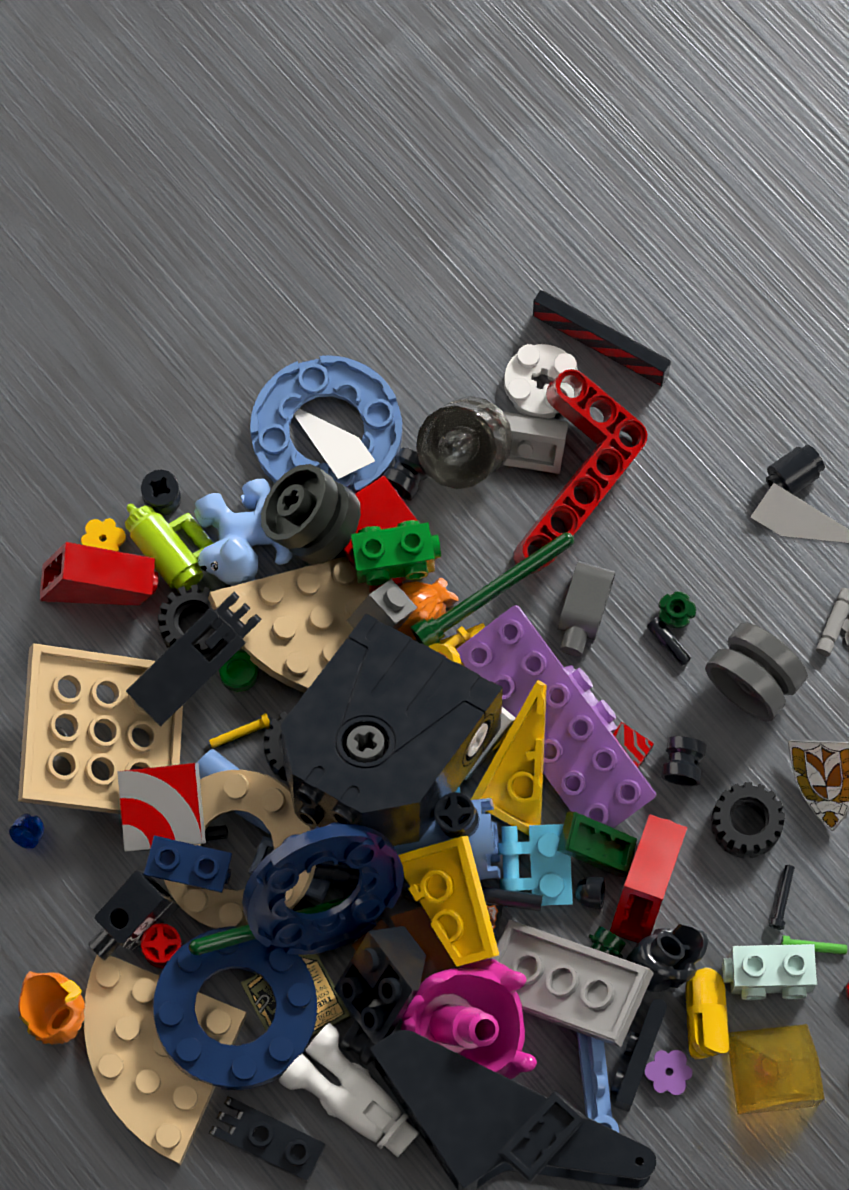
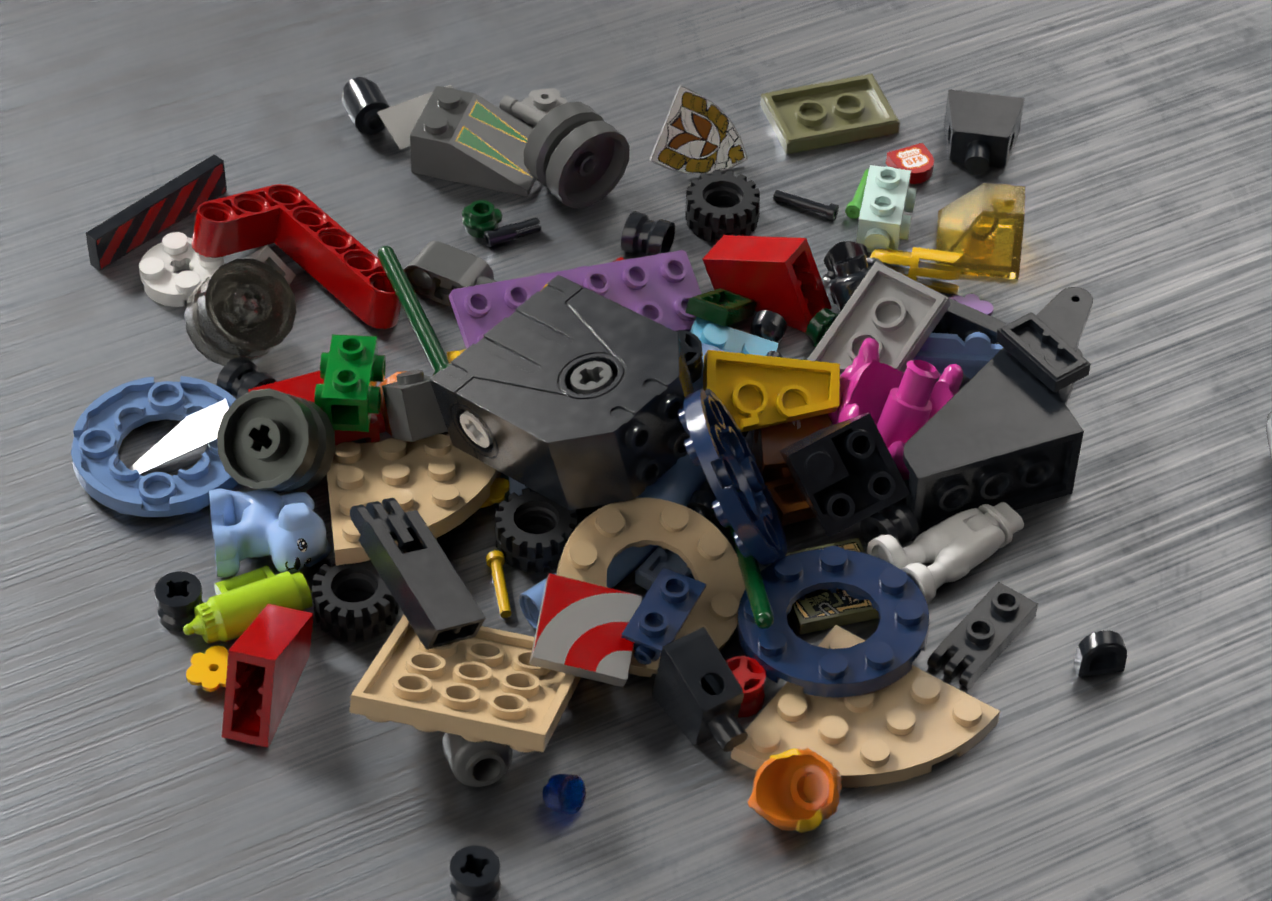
camera: 80 degrees left, 25 degrees down
(772, 578) = (470, 143): none -> dark grey slope

